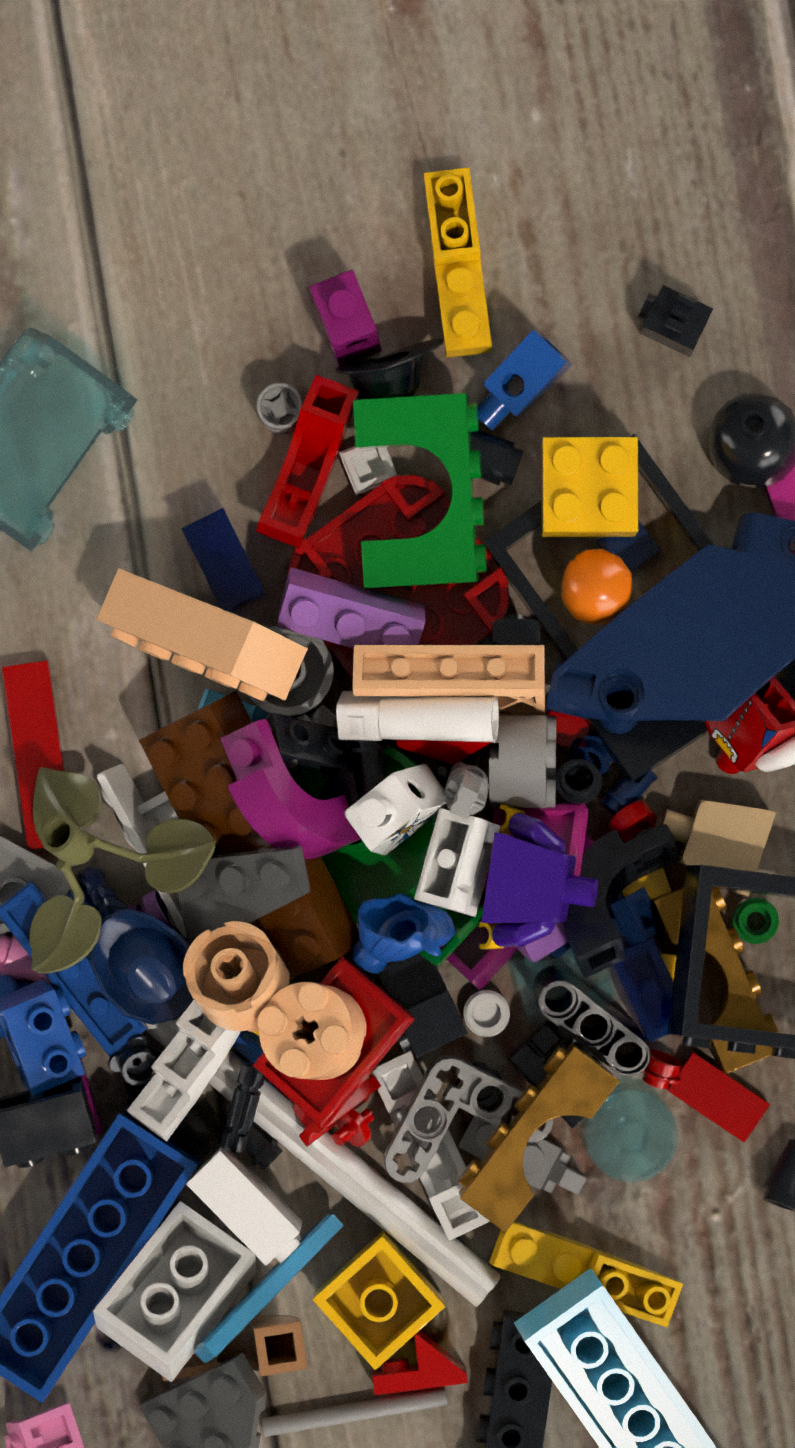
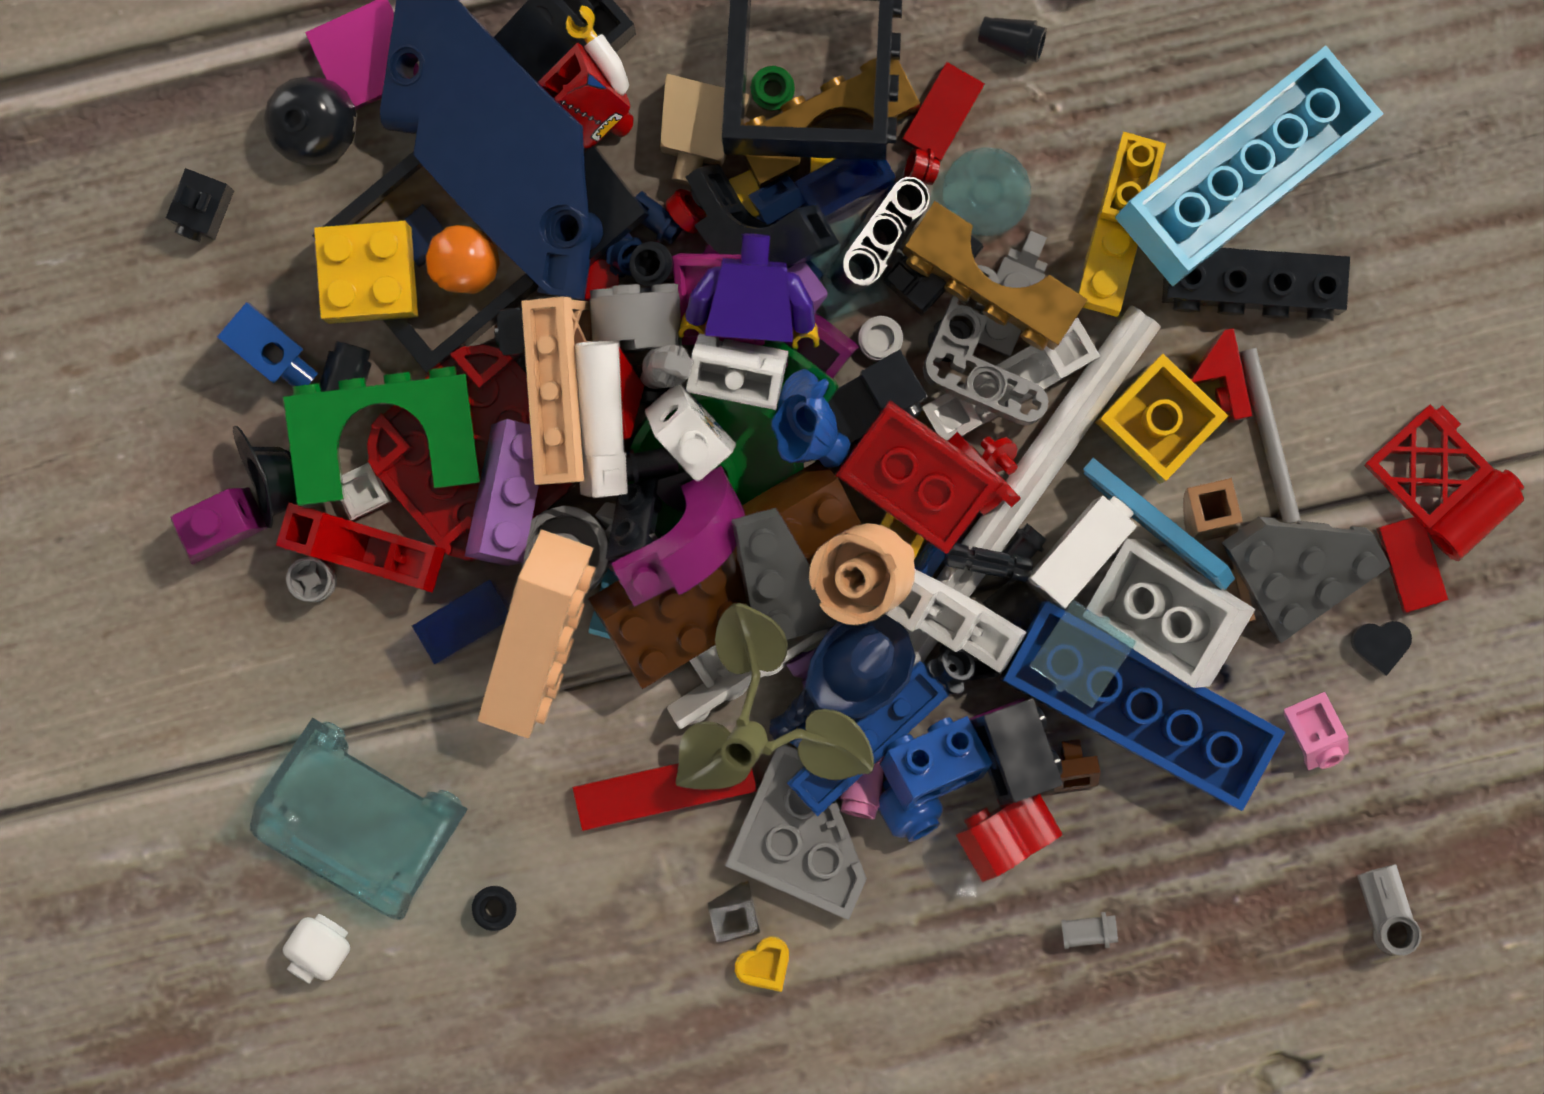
camera: 105 degrees left, 0 degrees up
(23, 1181) = (1078, 771): none -> reddish brown tile
(139, 1198) = (1082, 653): none -> clear light blue piece
(287, 1021) = (904, 521): light nougat brick -> none
(457, 262) = (157, 419): yellow slope -> none

